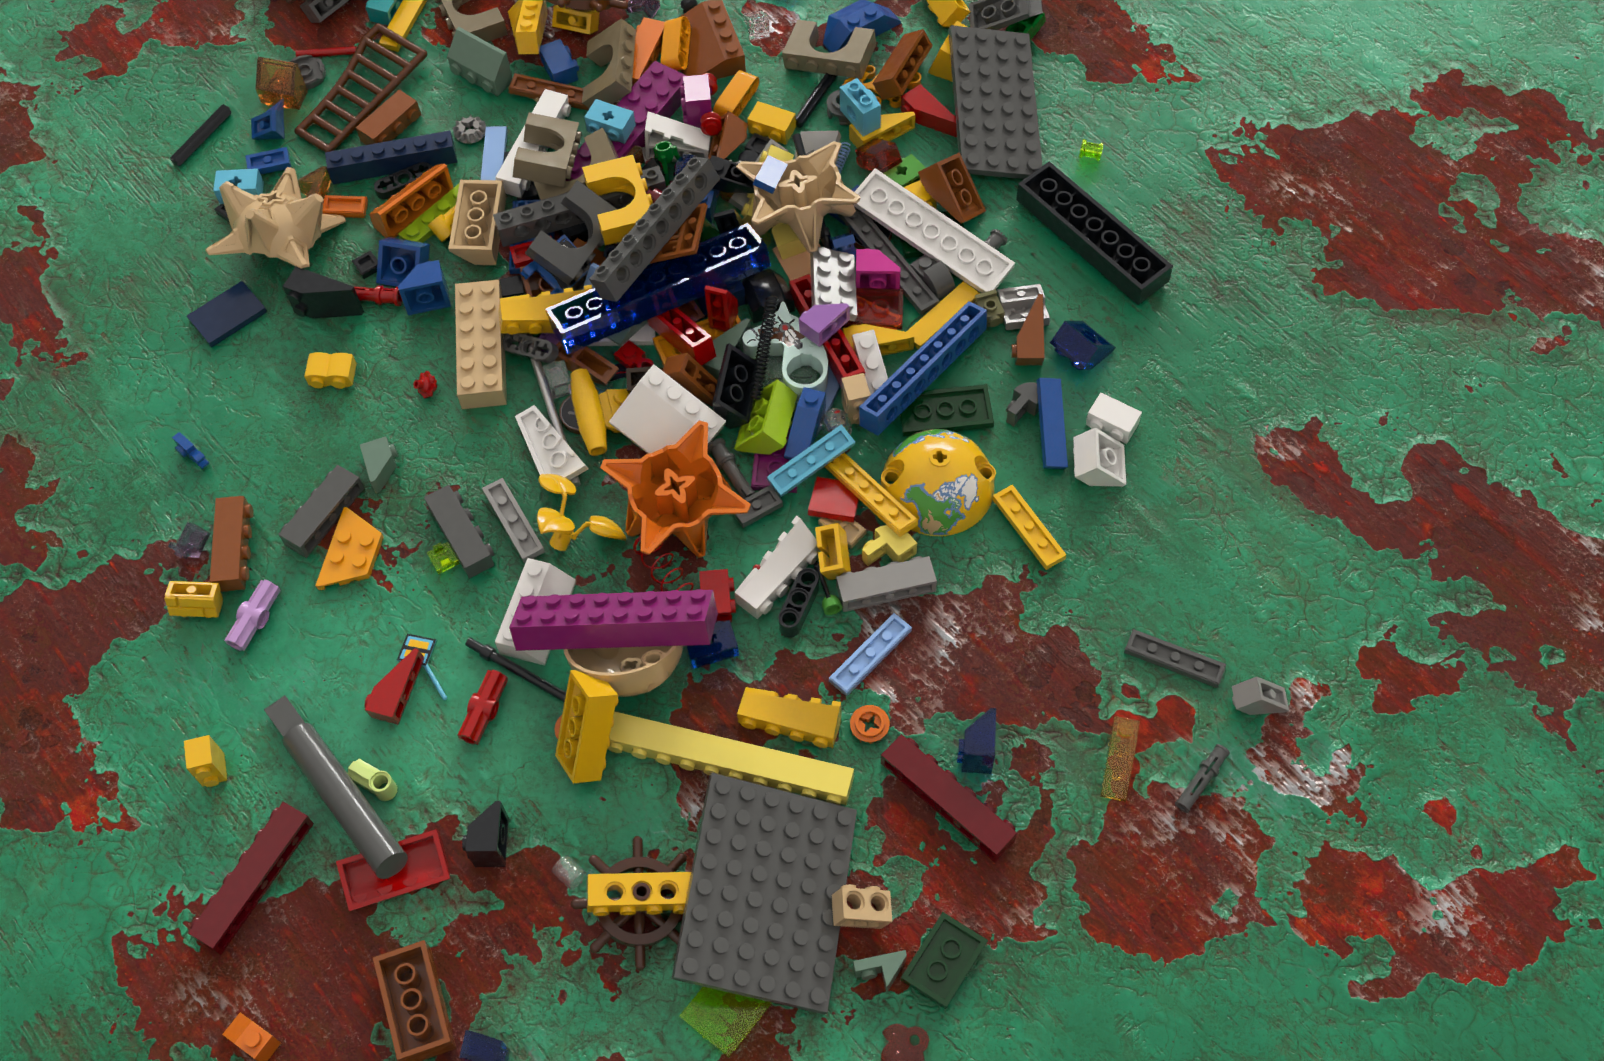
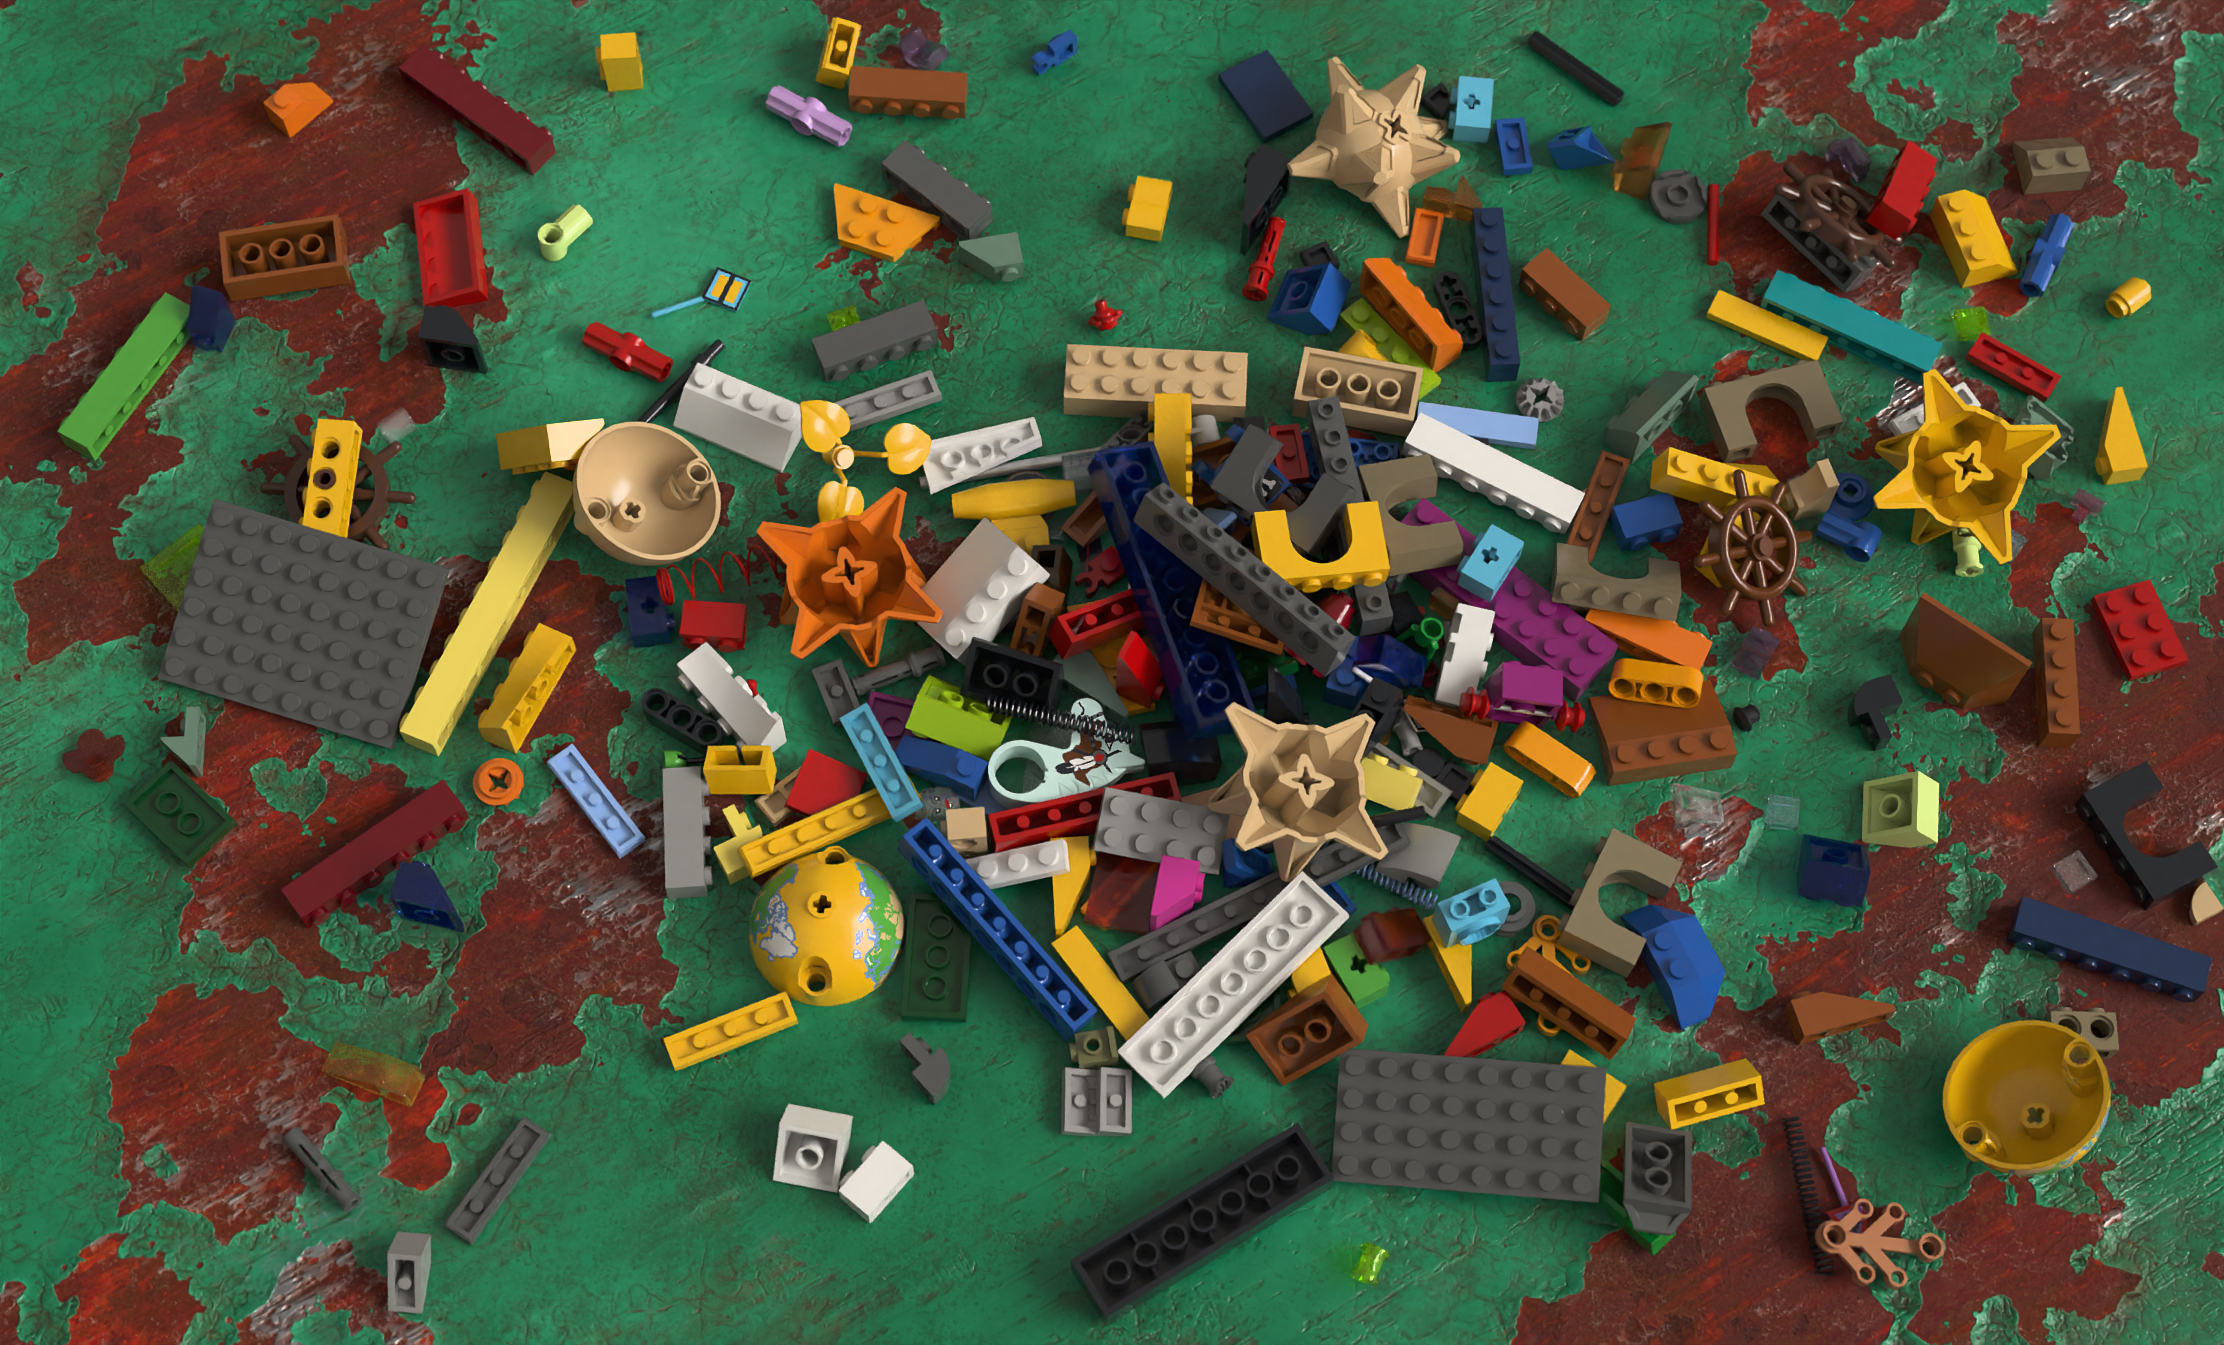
camera: 95 degrees right, 5 degrees up
(338, 791) = (556, 187): dark grey piece -> none
(368, 108) = (1659, 248): reddish brown bar -> none
(393, 691) = (664, 255): red slope -> none
(425, 289) = (1252, 320): blue slope -> none
(553, 166) = (1402, 477): dark tan arch -> none
(614, 620) = (665, 479): magenta brick -> none
(770, 174) = (1326, 747): tile -> none
(823, 321) = (1078, 794): medium lavender slope -> none
(862, 913) = (251, 726): tan brick -> none
(1030, 339) = (1022, 1091): dark orange slope -> none
(1052, 423) = (879, 1090): blue tile -> none
(1081, 345) = (1010, 1168): clear blue slope -> none

